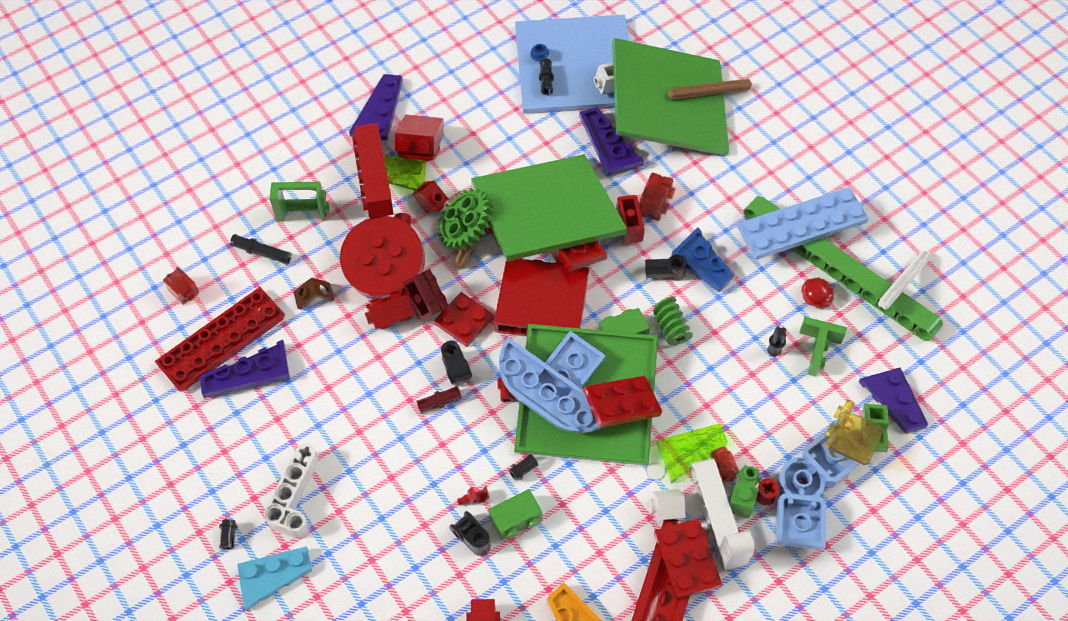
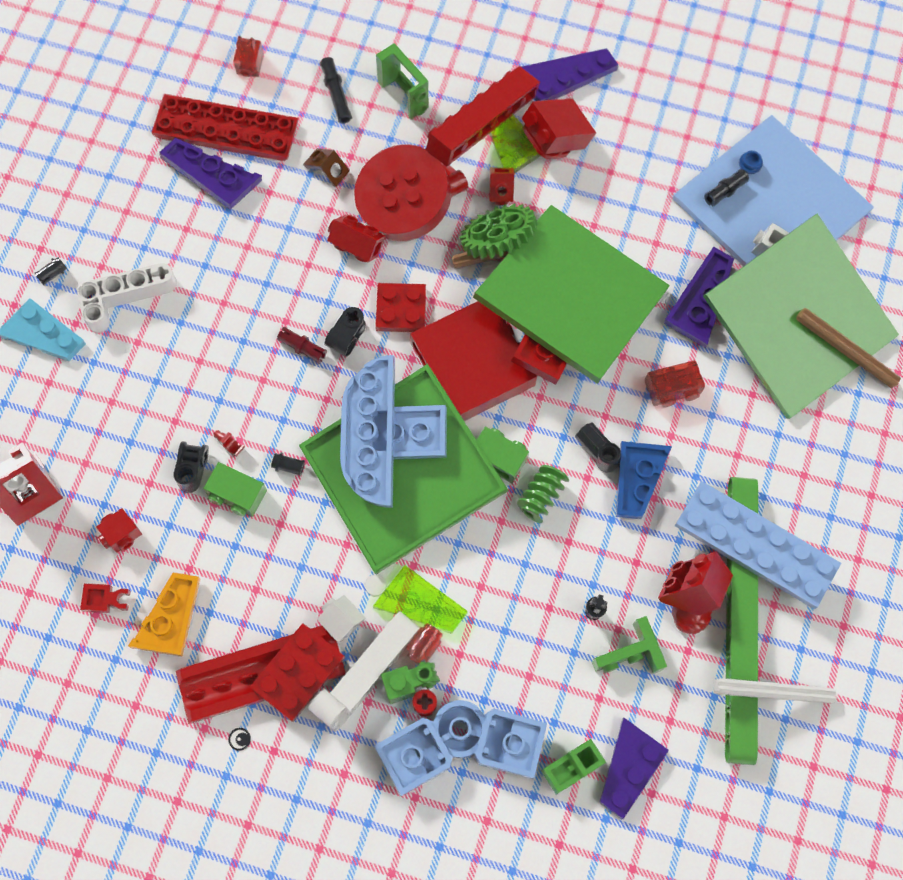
camera: 50 degrees right, 10 degrees up
(426, 294) = (391, 255): dark red brick -> none
(622, 401) = (407, 503): red plate -> none
(630, 213) = (624, 376): red brick -> none
(804, 273) = (697, 584): none -> red slope
(853, 435) = (540, 748): clear yellow bracket -> none

